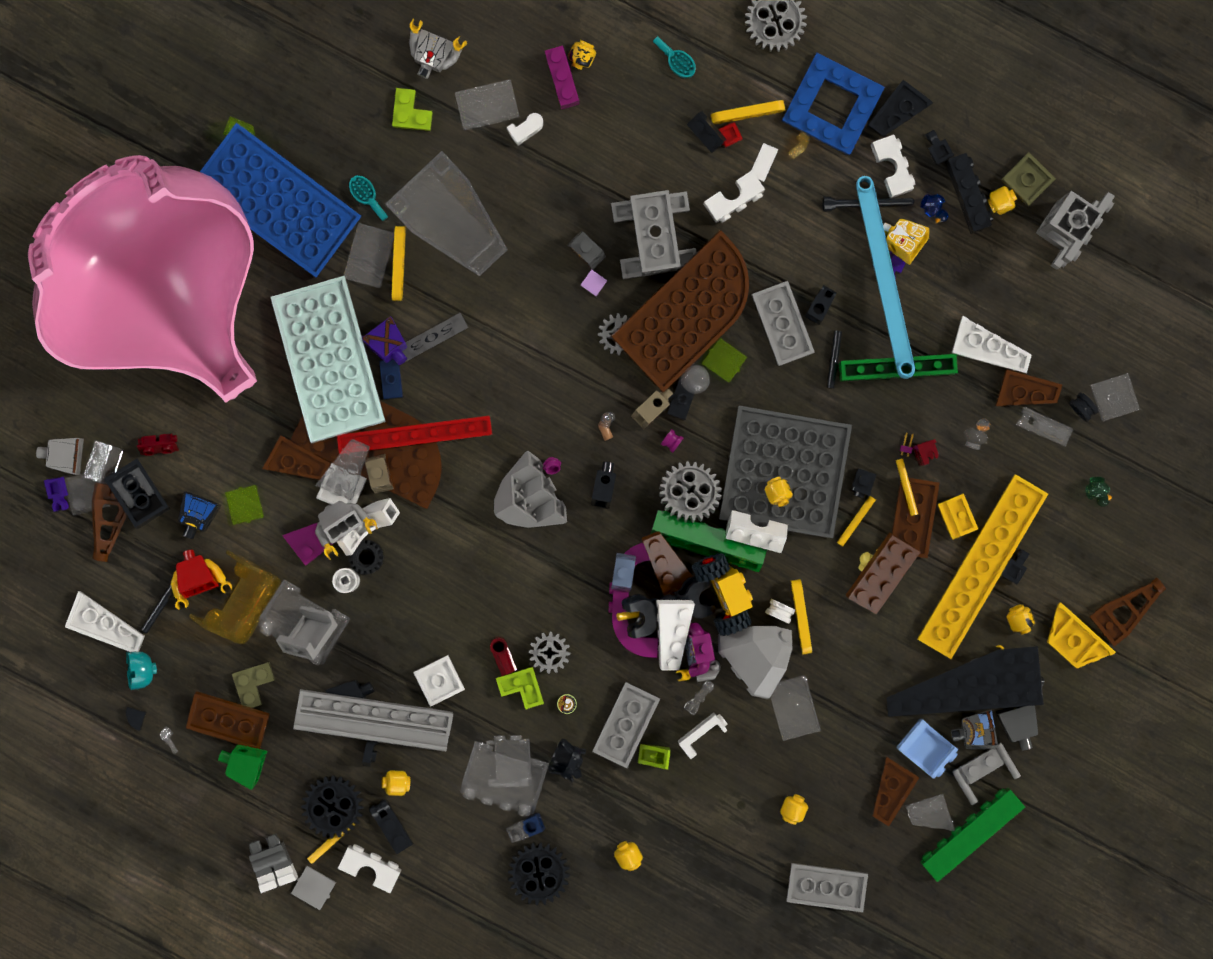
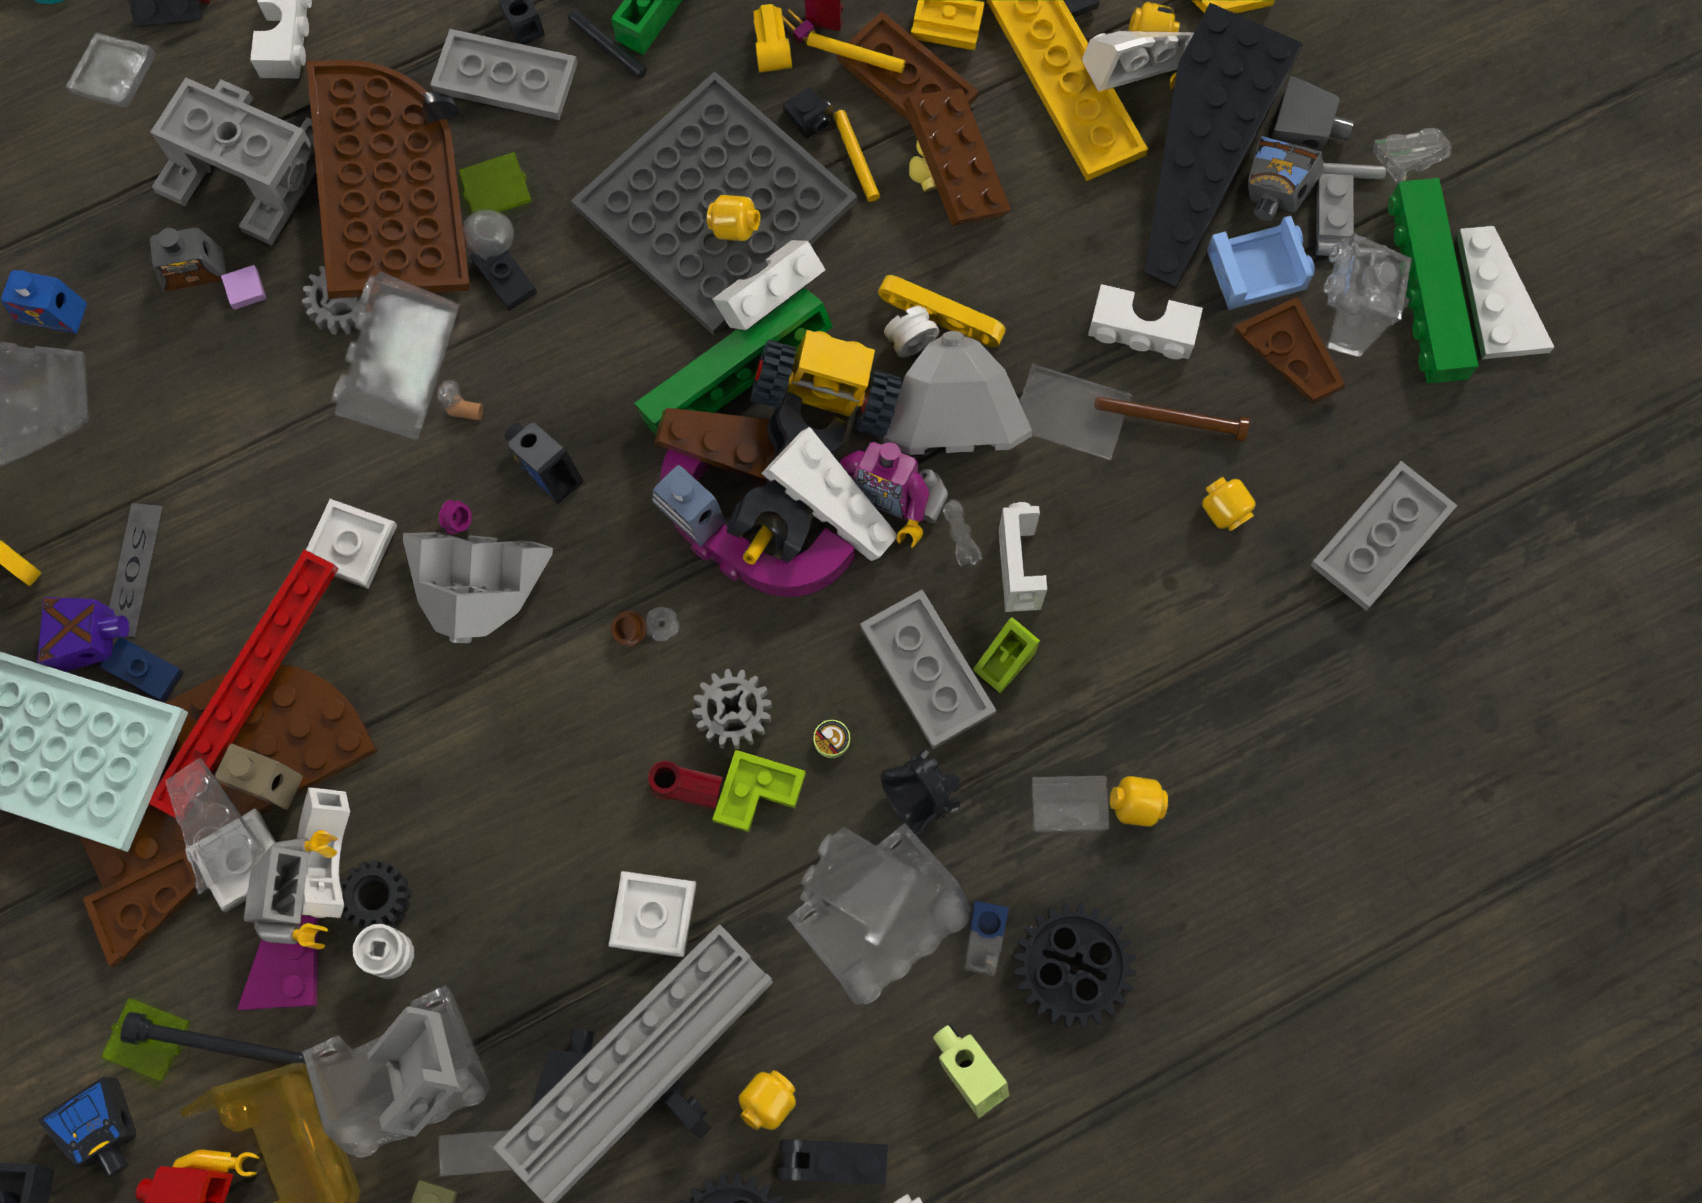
camera: 55 degrees left, 15 degrees down
(247, 502) = (139, 1029): none -> black piece
(294, 677) = (470, 1153): none -> clear plate
(462, 868) = (981, 1081): none -> yellowish green torso
(508, 427) = (352, 541): none -> white plate
(521, 201) = (34, 298): none -> blue torso
(554, 581) = (629, 628): none -> reddish brown plate
(567, 598) = (661, 614): none -> clear plate
(603, 387) = (395, 356): none -> clear windscreen
(607, 826) = (1070, 804): none -> clear plate
(647, 412) = (481, 308): dark tan torso -> none
(656, 132) = (111, 70): none -> clear plate
(672, 441) = (550, 323): magenta wheel -> none
(701, 479) = (643, 343): light grey gear -> none
(741, 309) = (438, 107): none -> black tile
(836, 790) = (1238, 428): none -> reddish brown bar
(863, 731) = (1116, 322): none -> white arch
(884, 442) = (771, 45): none -> yellow piece
(947, 806) = (1367, 279): none -> clear plate
(985, 870) = (1499, 302): none -> white wing
(991, 619) = (1132, 56): none -> white wedge
(1034, 785) = (1411, 151): none -> clear wing

